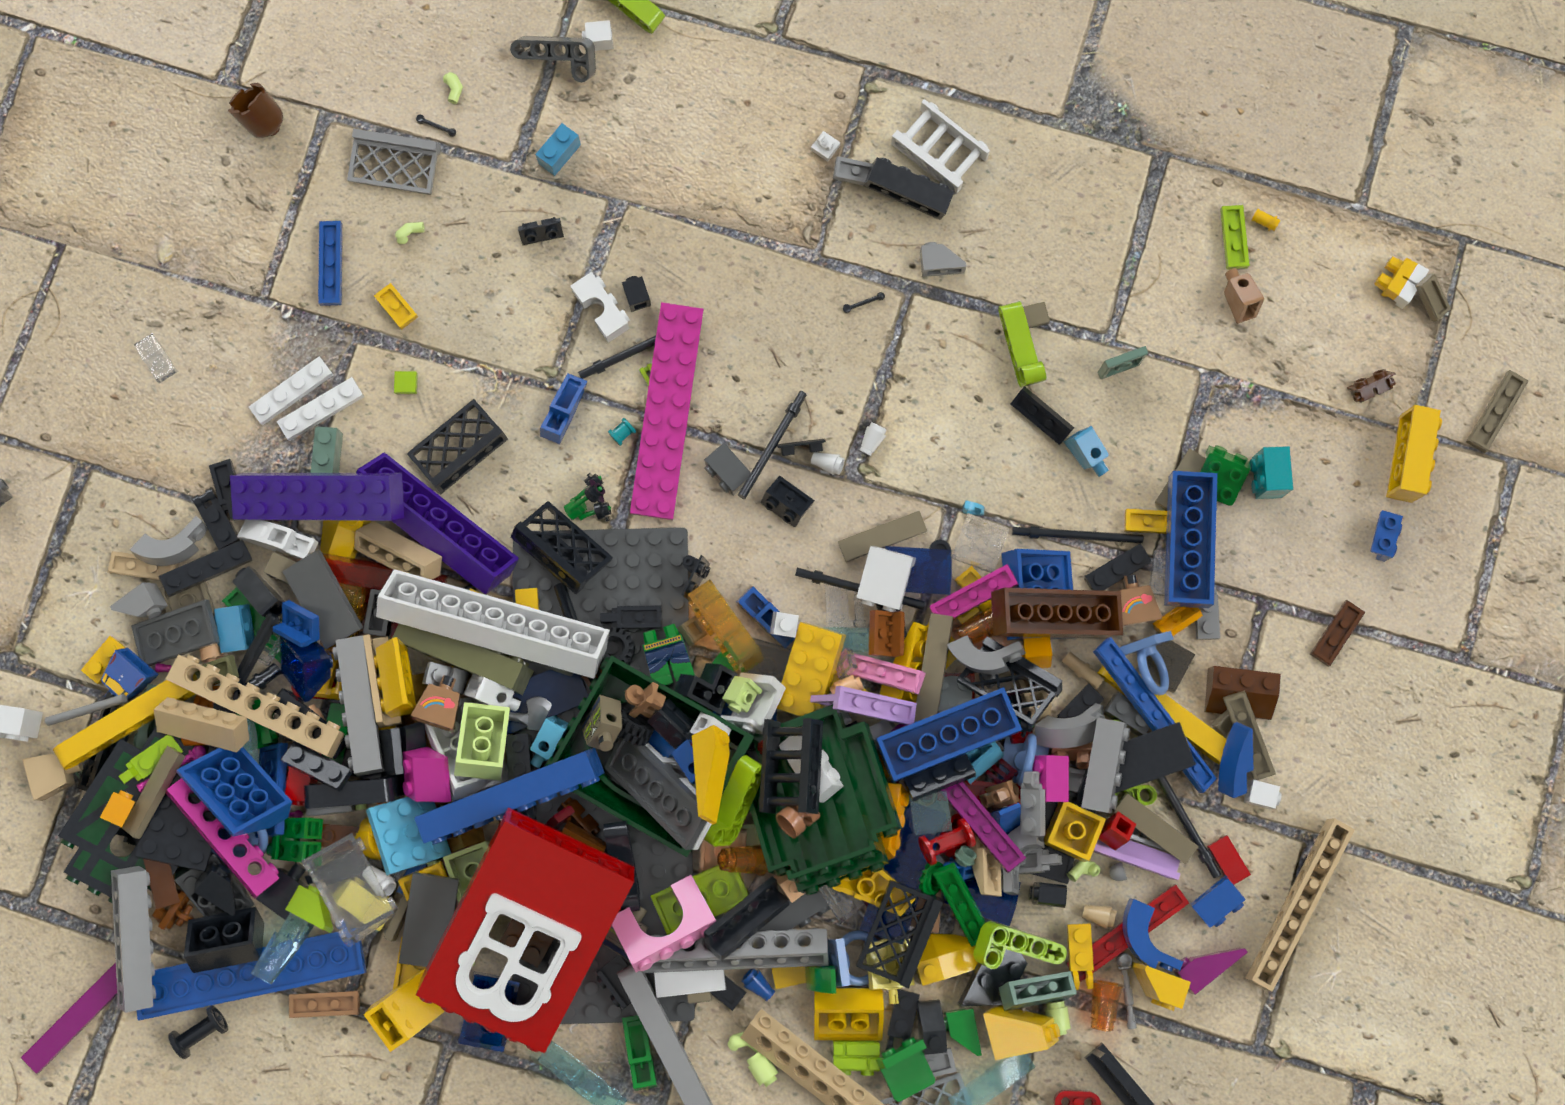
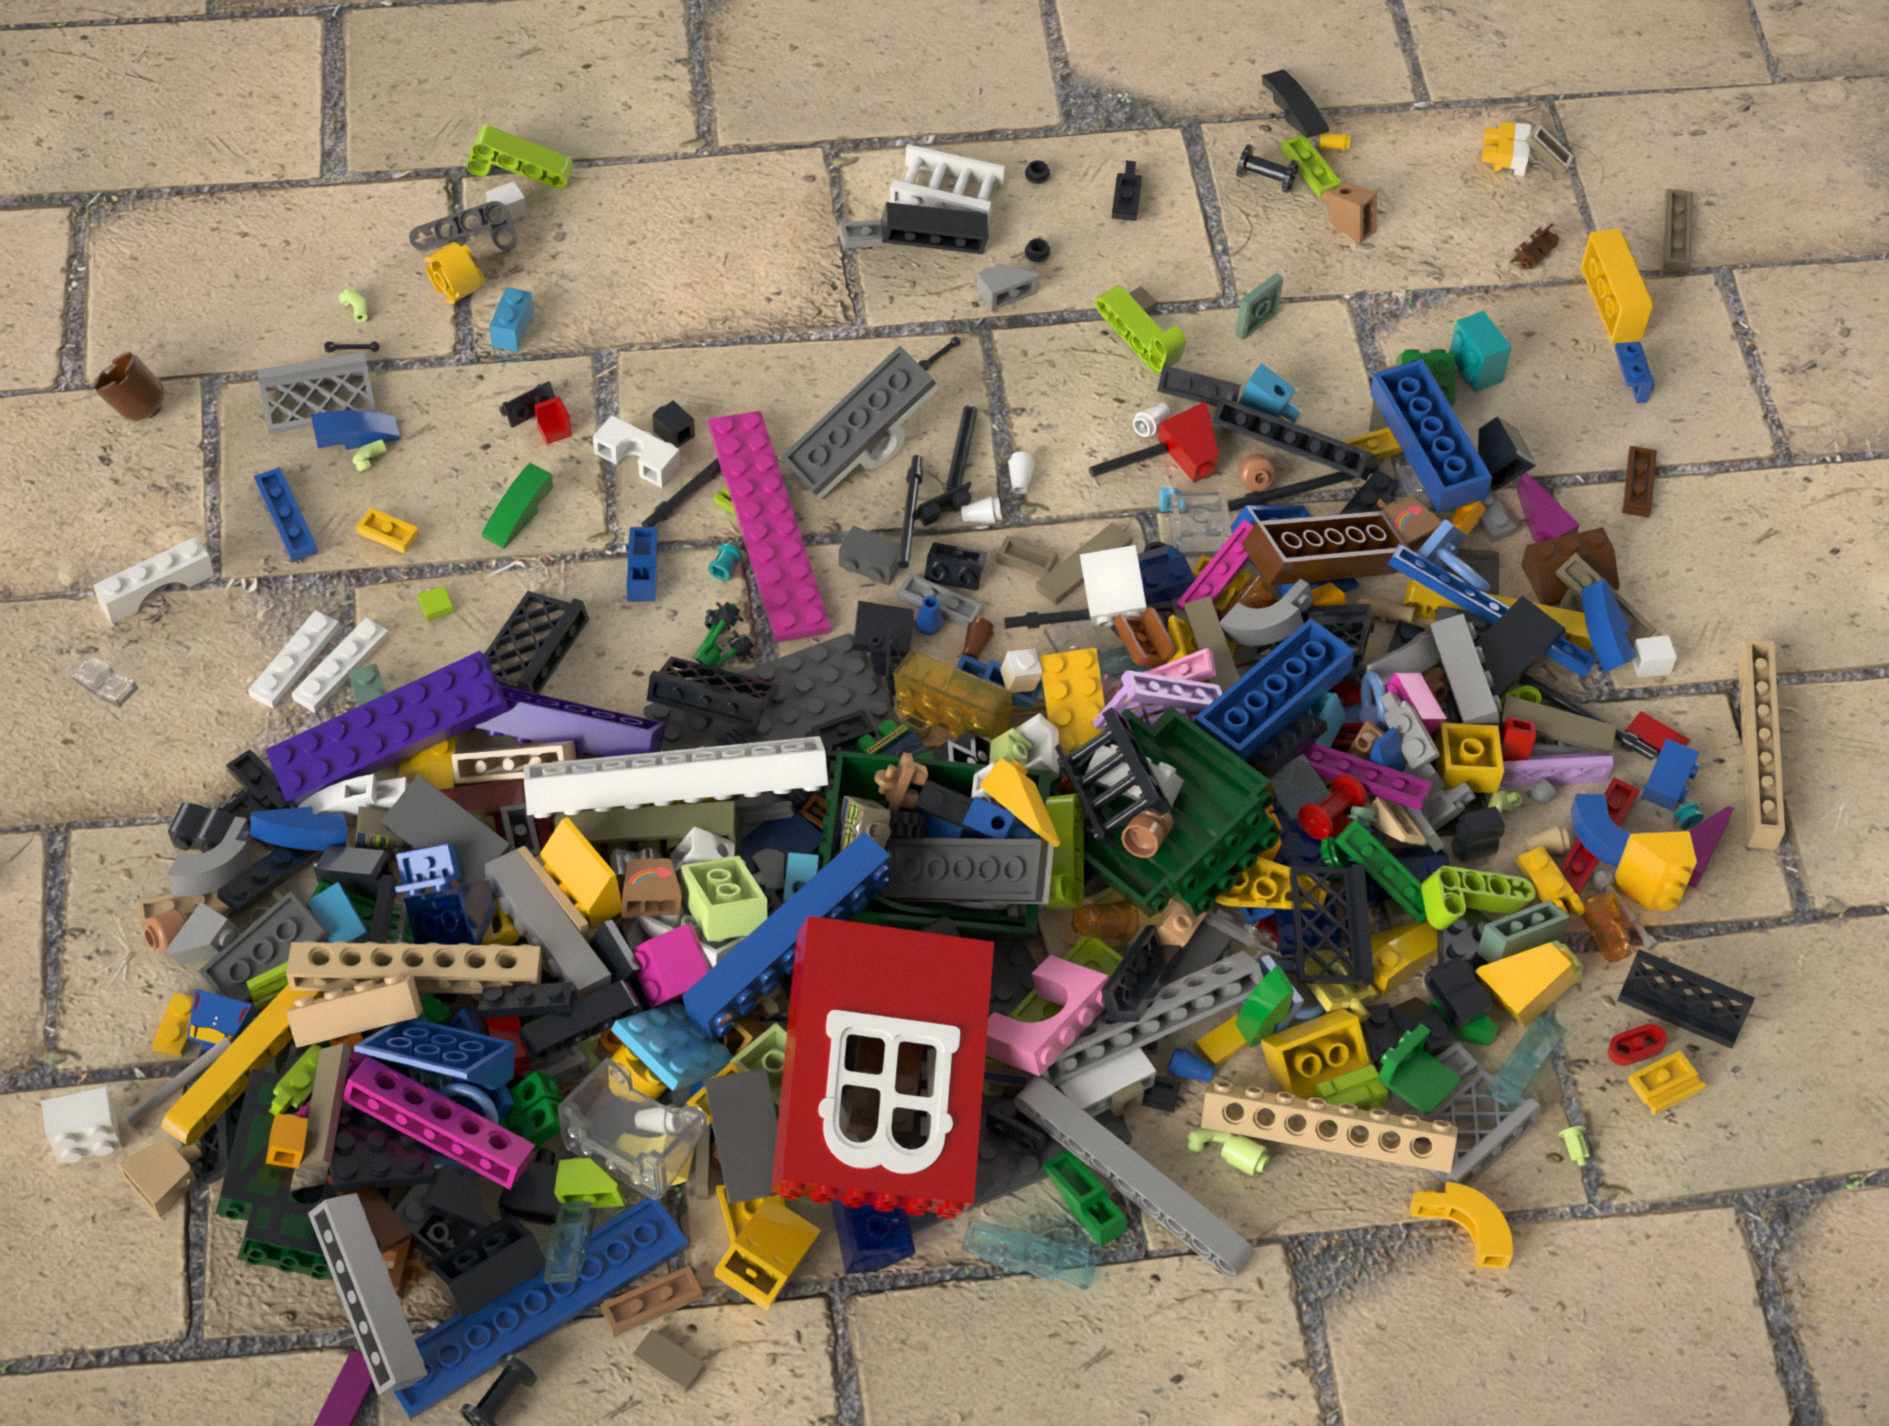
camera: 25 degrees left, 25 degrees down
(120, 584) = (163, 929): none -> nougat head
(164, 662) = (267, 993): none -> lime tile
(172, 511) = (199, 827): none -> black brick
(195, 289) = (124, 592): none -> white arch
(234, 547) = (299, 828): none -> blue slope
(318, 1050) = (668, 1360): none -> dark tan tile
(406, 205) = (353, 428): none -> blue slope
(495, 322) = (518, 505): none -> green slope
(531, 91) = (454, 272): none -> yellow brick
(551, 255) = (553, 420): none -> red panel
(709, 536) = (876, 619): none -> black tile
(746, 547) = (929, 618): none -> blue cone
(763, 527) = (952, 605): none -> light grey tile
(766, 359) = (859, 422): none -> dark grey piece
(774, 571) = (977, 637): none -> copper cone
(825, 146) = (818, 226): white tile -> none
(839, 398) = (962, 447): none -> black axle
(843, 514) = (1026, 557): none -> dark tan tile
(958, 456) = (1128, 459): none -> black bar
(964, 1021) = (1458, 992): none -> black brick
(984, 231) = (1037, 250): none -> black plate
(992, 429) = (1149, 420): none -> white cone
(1012, 463) = (1191, 442): none -> red slope
(1016, 154) = (1037, 172): none -> black plate
(1046, 513) = (1256, 472): none -> nougat head
(1076, 208) = (1127, 193): none -> black hinge
(1087, 497) = (1294, 439): none -> black brick
(1196, 228) = (1267, 168): none -> black hose
(1214, 937) = (1688, 815): none -> teal bush
(1241, 571) = (1503, 452): none -> black slope
(1245, 641) = (1542, 513): none -> magenta slope
(1252, 171) = (1296, 103): none -> black slope

